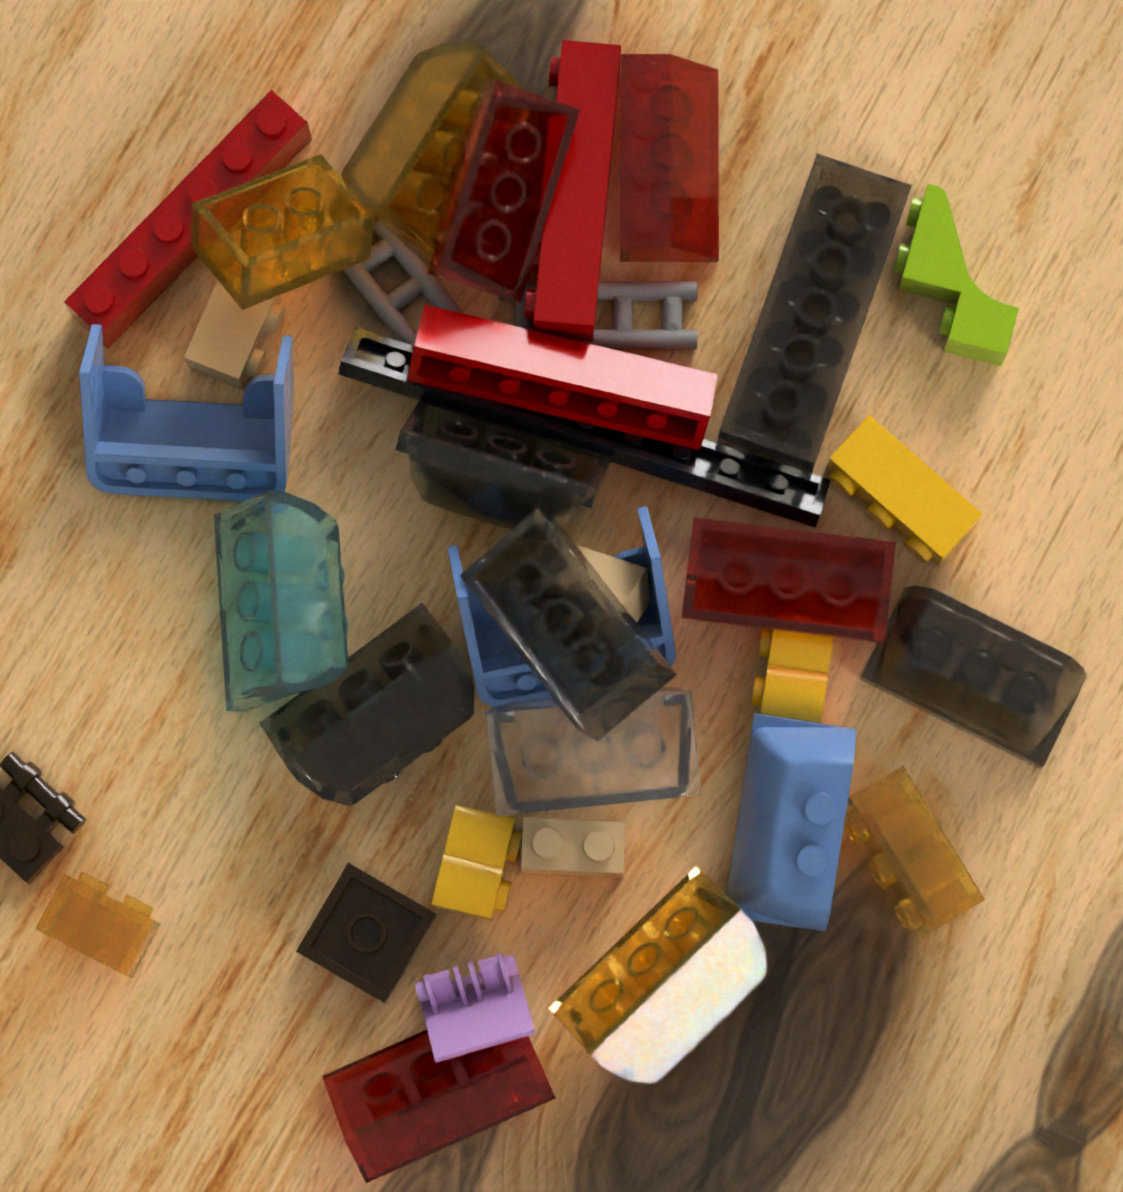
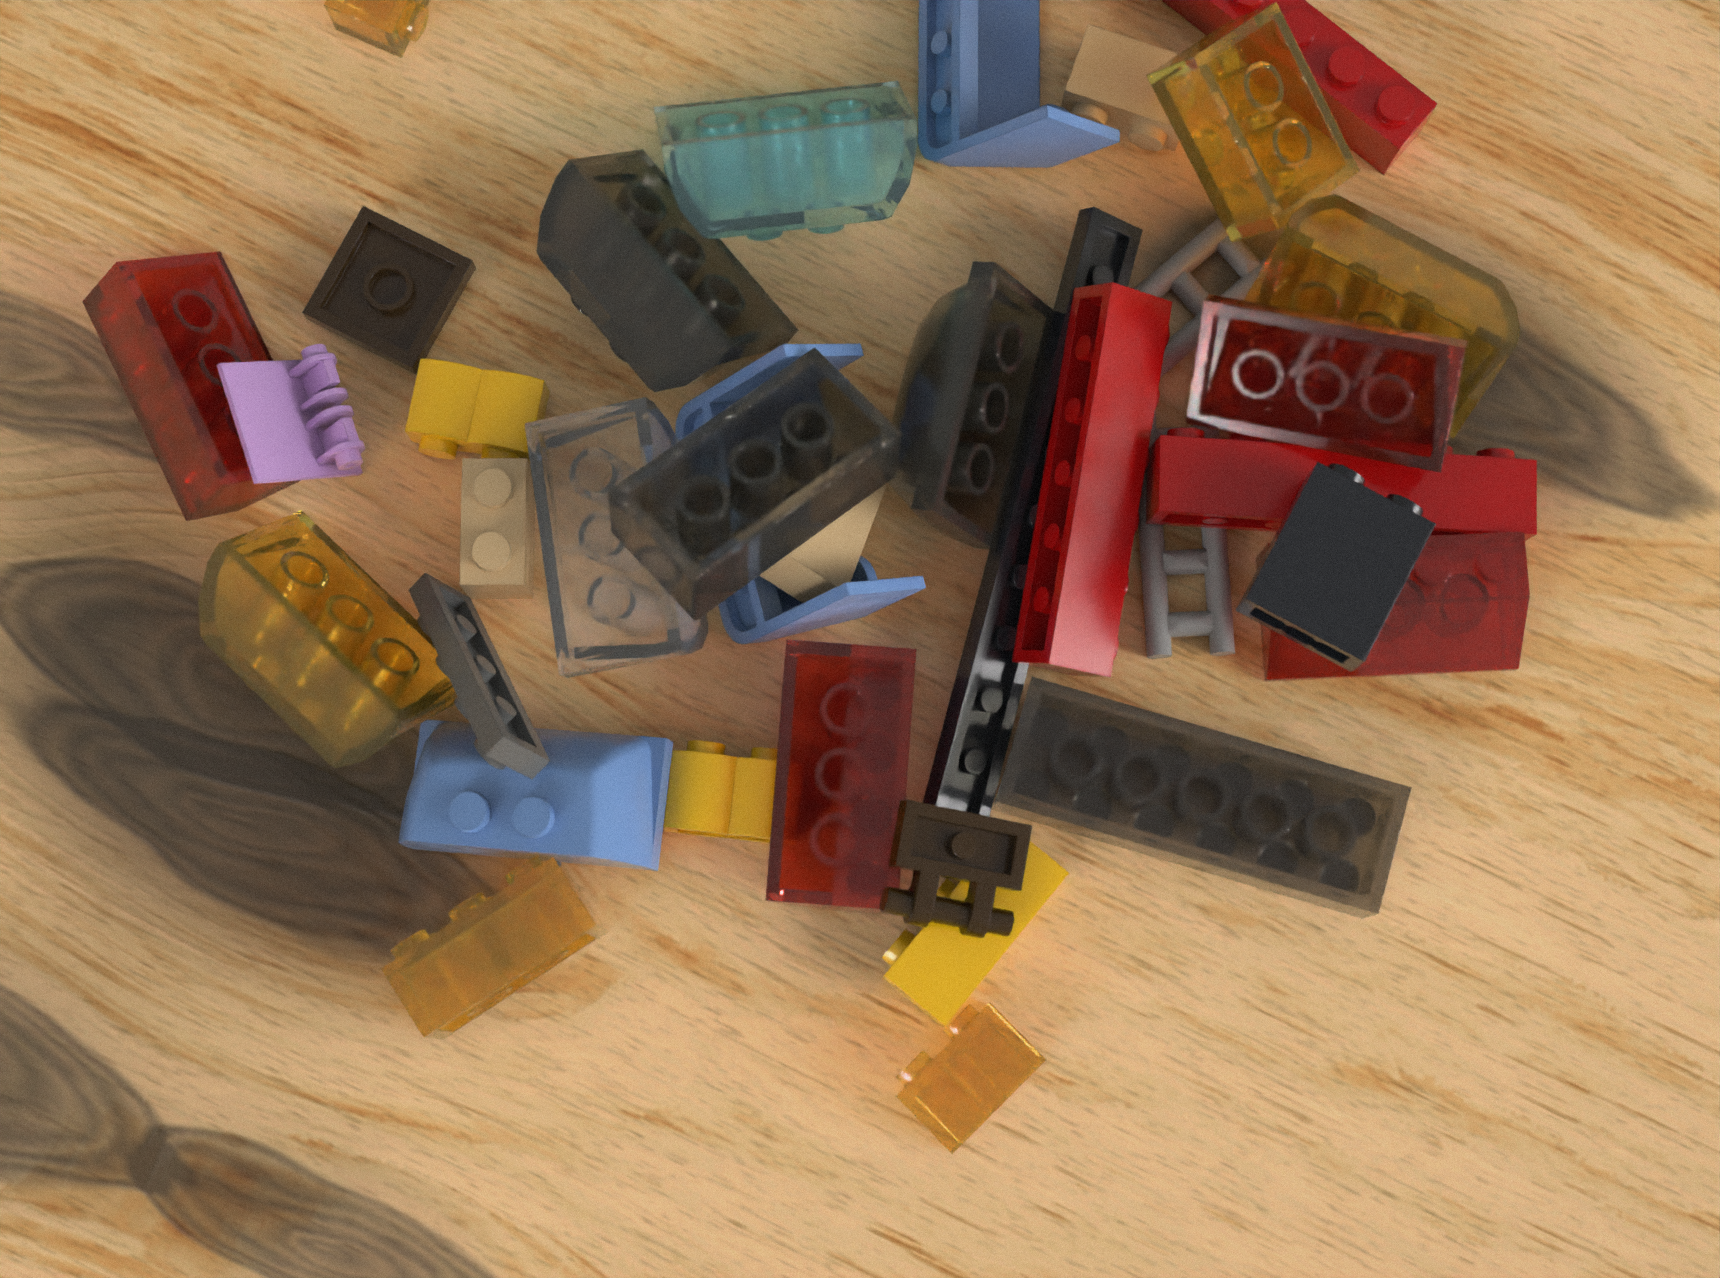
camera: 80 degrees right, 0 degrees up
(647, 193) = (1336, 565): none -> black brick
(689, 863) = (478, 678): none -> dark grey plate
(850, 494) = (958, 847): none -> dark brown plate
(937, 269) = (1273, 956): lime arch -> none
(976, 673) = (736, 1027): clear smoke windscreen -> none
(1018, 502) = (968, 1075): none -> clear yellow brick

